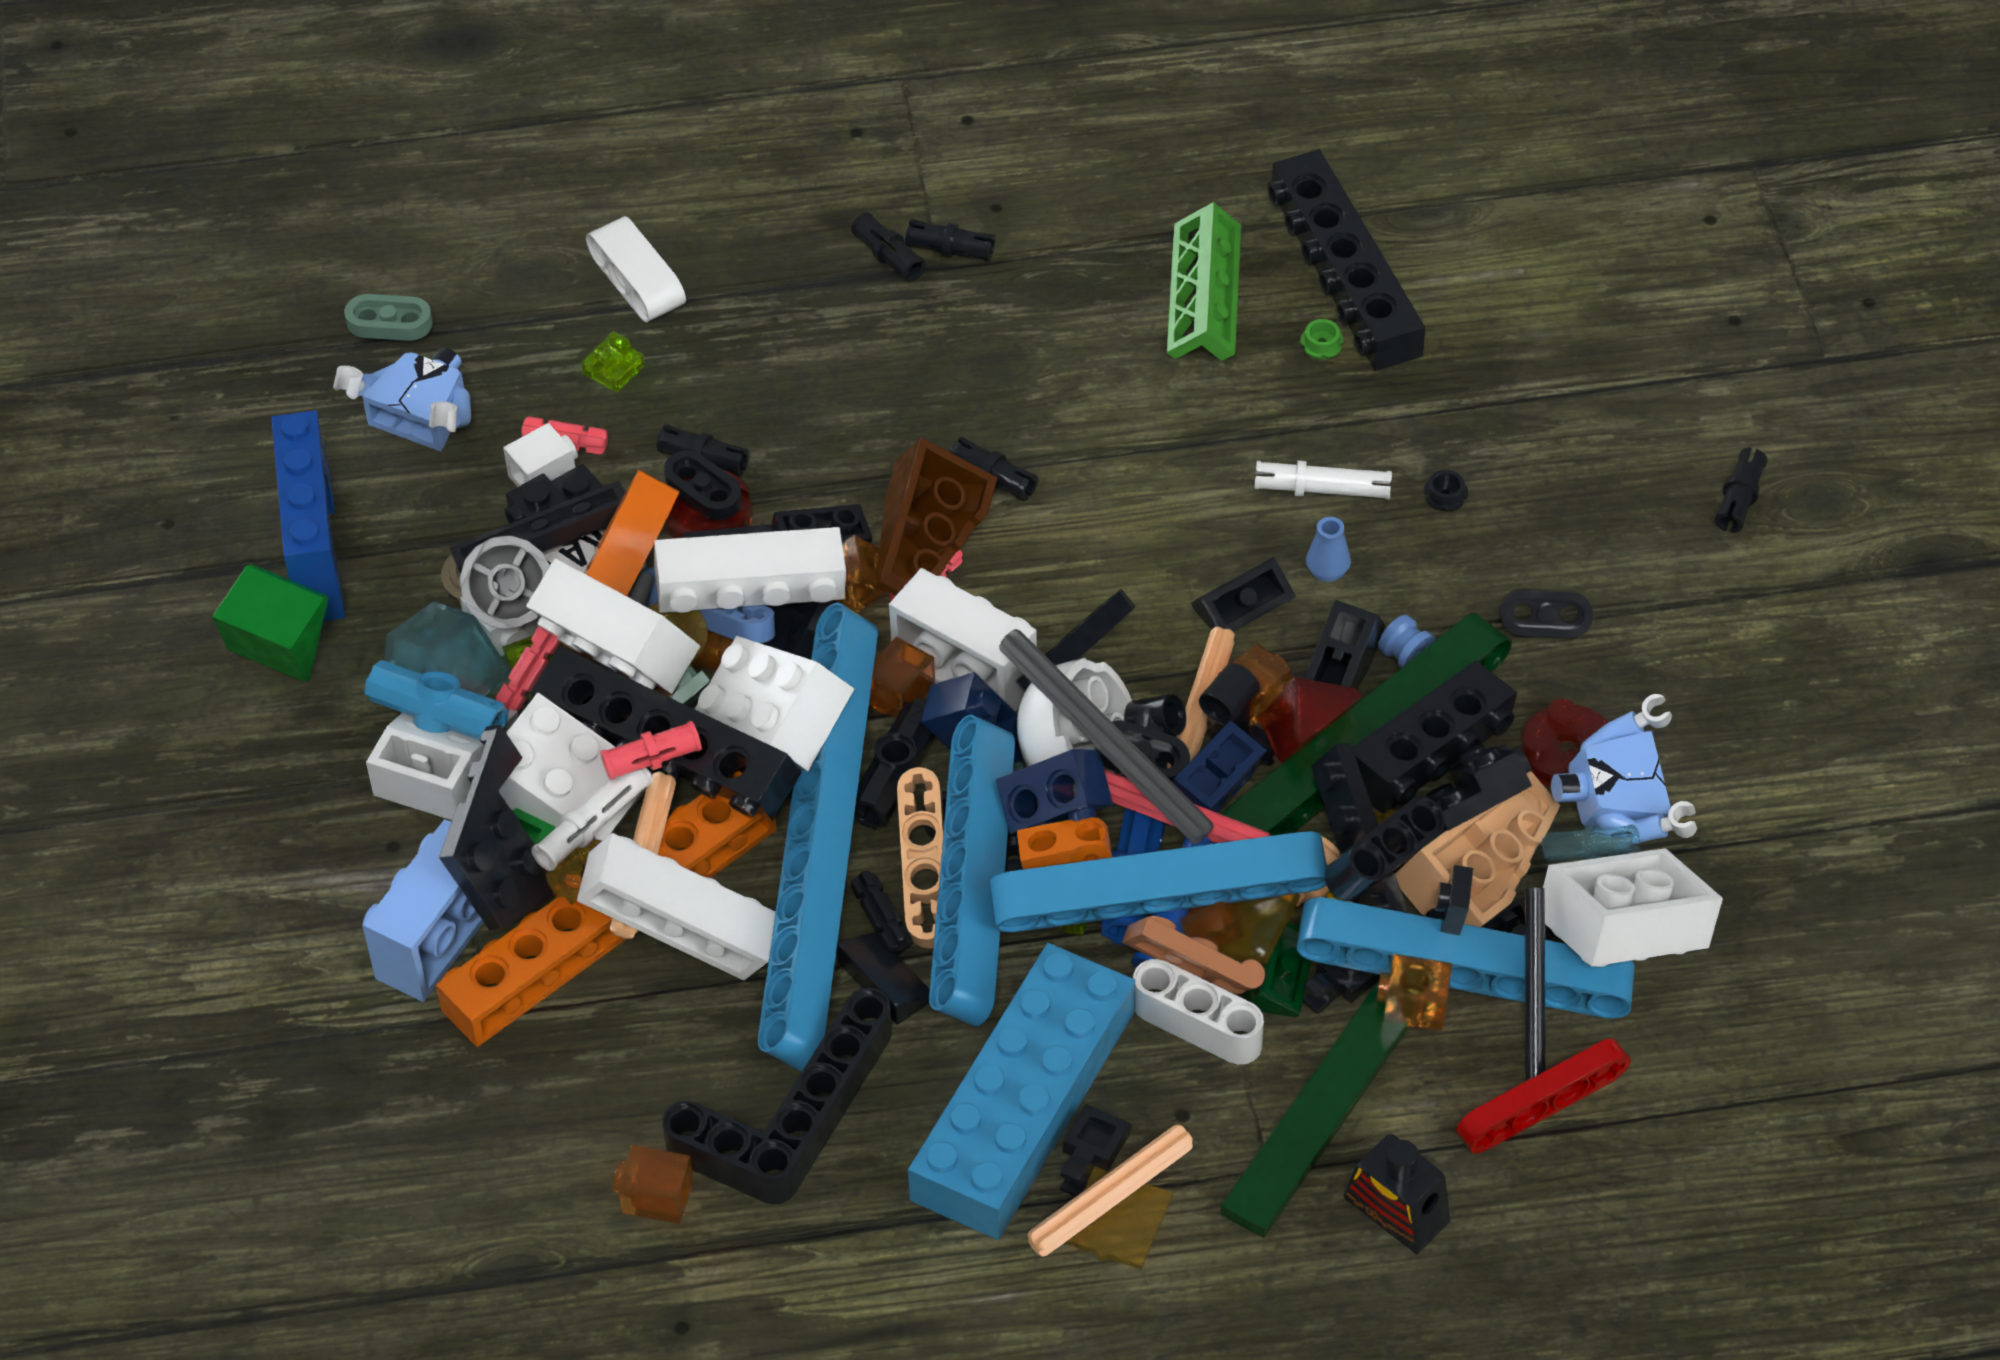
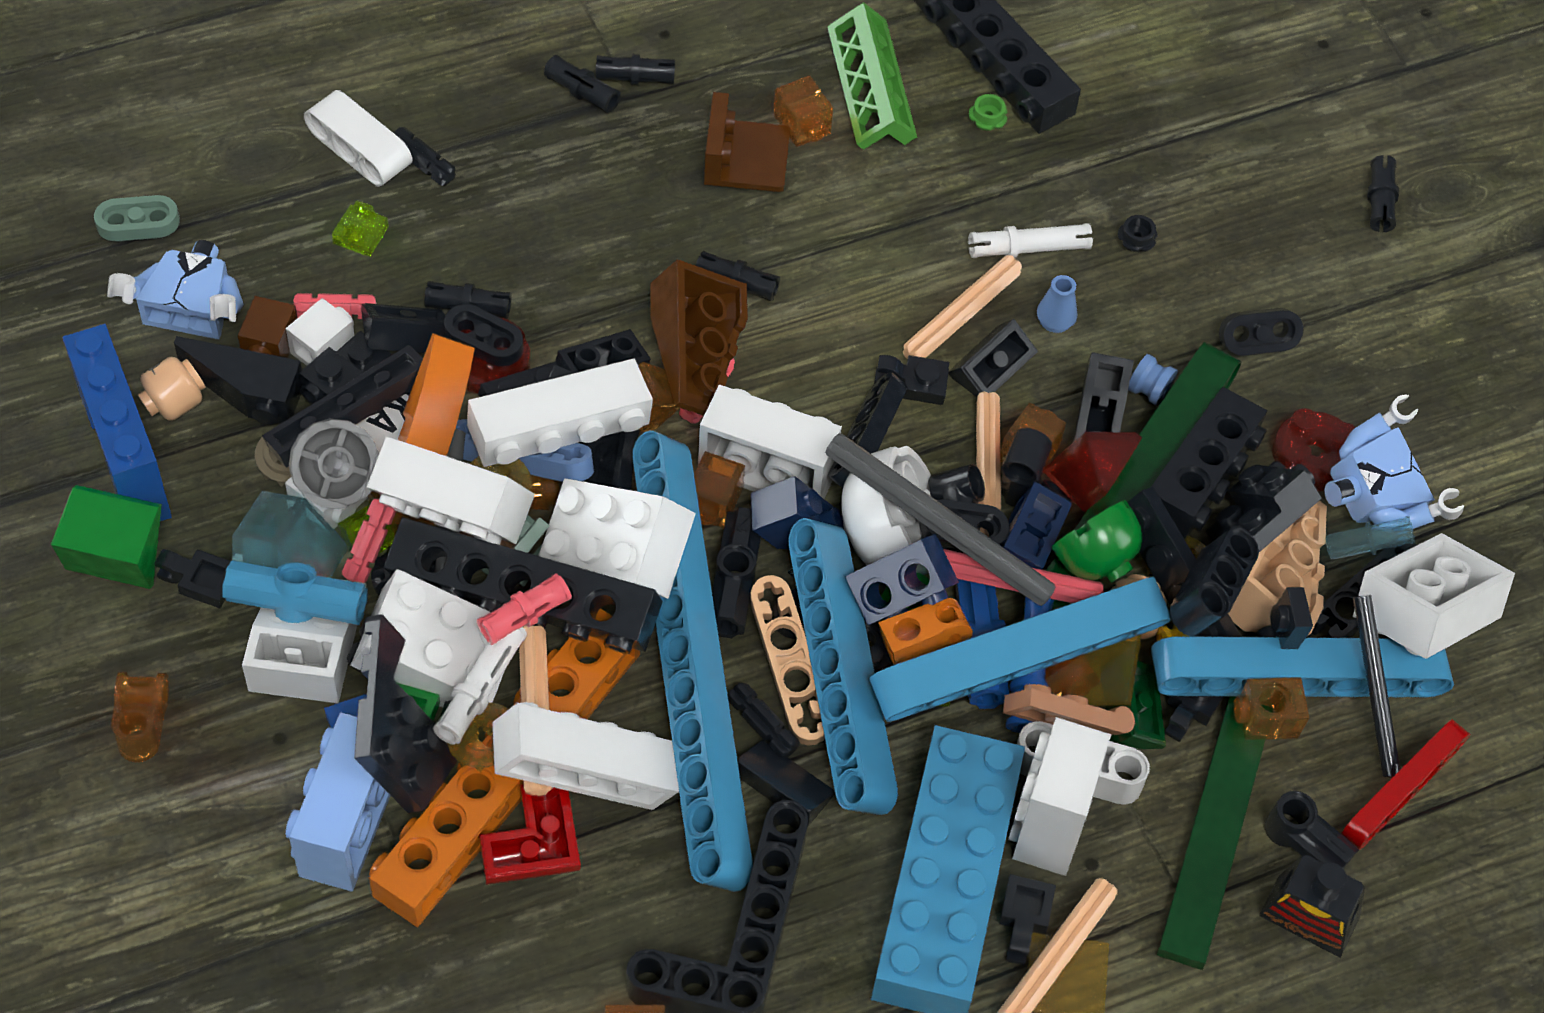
camera: 20 degrees left, 5 degrees up
(260, 797) = (139, 706): none -> clear orange piece
(346, 674) = (197, 578): none -> black plate
(375, 490) = (171, 388): none -> light nougat head
(456, 495) = (250, 381): none -> black slope
(481, 451) = (266, 327): none -> reddish brown brick
(614, 993) = (540, 849): none -> red brick
(616, 461) = (399, 326): none -> black slope
(701, 299) = (426, 158): none -> black axle
(1036, 340) = (744, 151): none -> reddish brown bracket
(1116, 308) = (804, 110): none -> clear orange brick
(1150, 1030) = (1058, 795): none -> white brick
(1157, 604) = (923, 376): none -> black plate
(1225, 540) = (963, 308): none -> light nougat axle
(1277, 793) = (1102, 545): none -> green cylinder
(1421, 1124) = (1312, 833): none -> black piece

